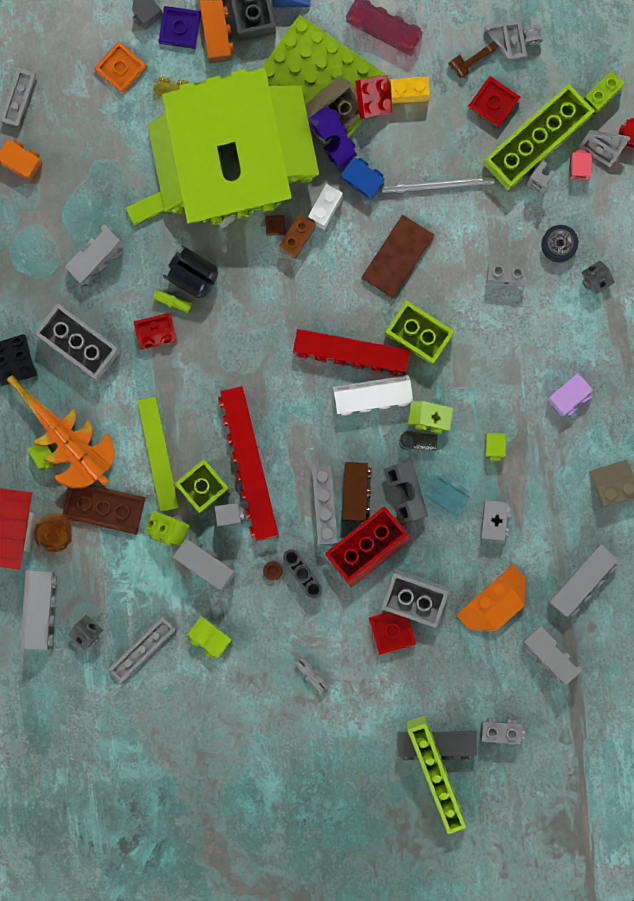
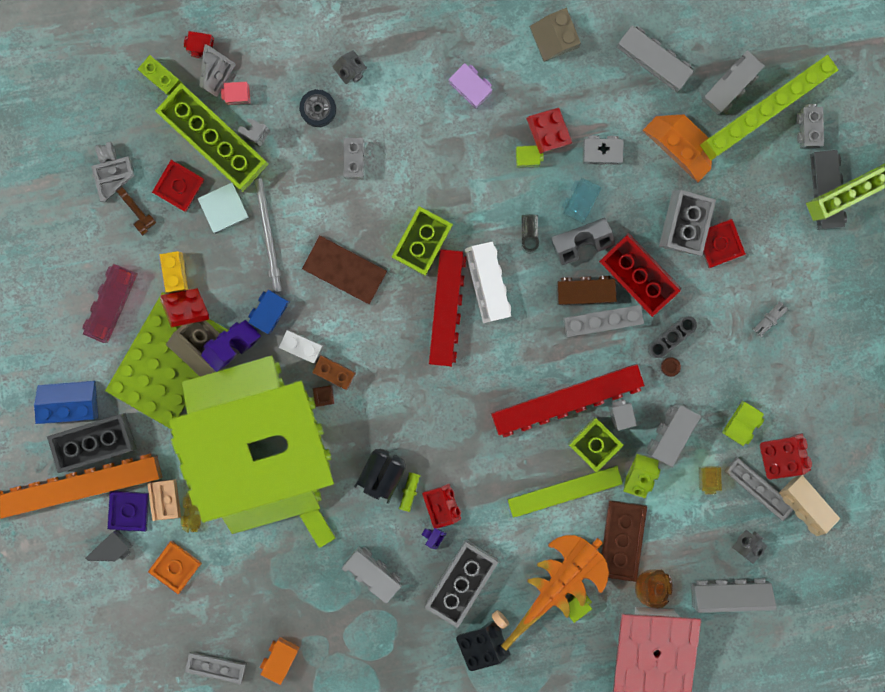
camera: 100 degrees left, 5 degrees up
(37, 378) = (500, 619): none -> light nougat tile
(120, 696) = (809, 506): none -> tan brick
(125, 320) = (434, 537): none -> dark purple tile
(156, 599) = (710, 479): none -> clear yellow brick
(171, 678) = (786, 457): none -> red bracket
(187, 62) = (164, 500): none -> light nougat plate
(430, 416) = (505, 223): lime brick -> none
(468, 143) = (223, 208): none -> light aqua tile
(519, 468) = (549, 130): none -> red plate
(524, 690) = (769, 107): none -> lime brick

